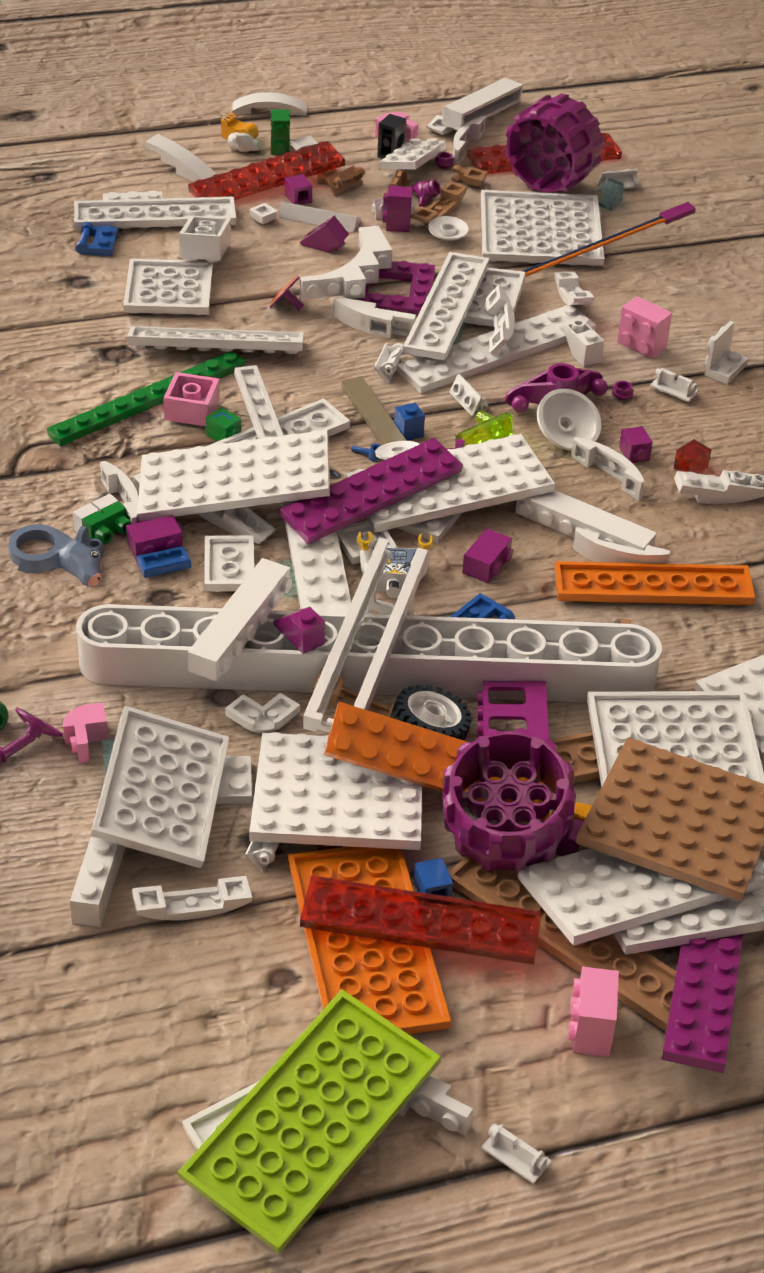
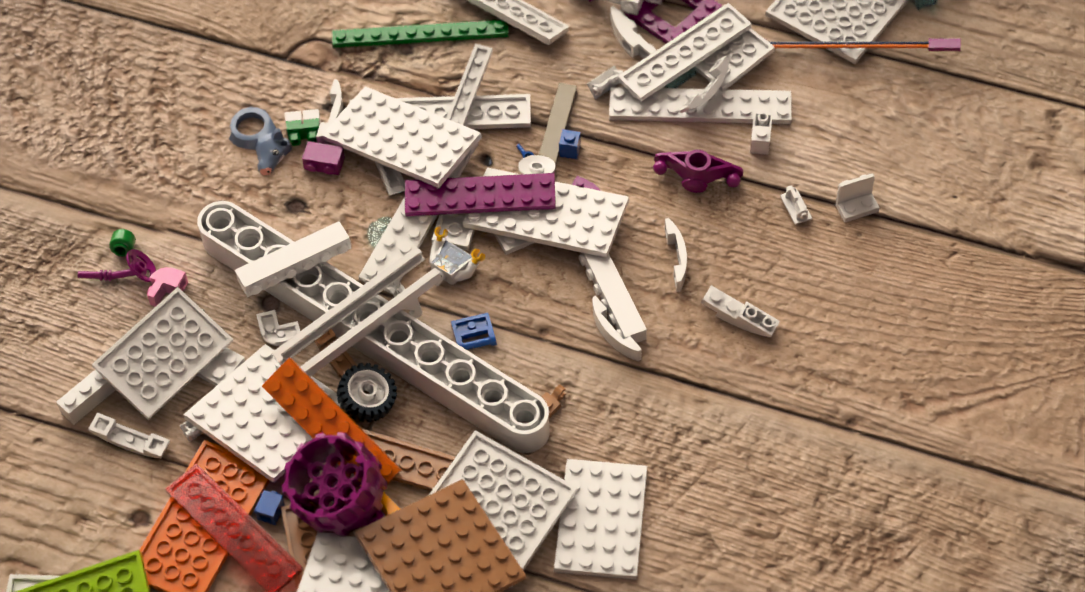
camera: 40 degrees right, 15 degrees up
(163, 562) = (315, 179): blue plate -> none
(191, 399) = (438, 52): bright pink brick -> none
(222, 424) = (443, 84): green brick -> none
(228, 561) = (354, 202): white plate -> none
(303, 629) = (324, 287): magenta slope -> none
(468, 396) = (636, 134): white hinge -> none
(487, 555) = (521, 284): magenta brick -> none
(489, 428) = (607, 181): clear neon green piece -> none
(533, 711) = (426, 428): magenta window -> none
(569, 289) = (803, 79): white slope -> none
(573, 412) = (681, 186): white dish -> none
(622, 390) = (753, 186): magenta plate -> none
(635, 444) = (713, 244): magenta brick -> none
(644, 327) = (815, 143): bright pink brick -> none
(653, 583) = (615, 367): orange plate -> none
(692, 457) = (743, 277): clear red brick -> none

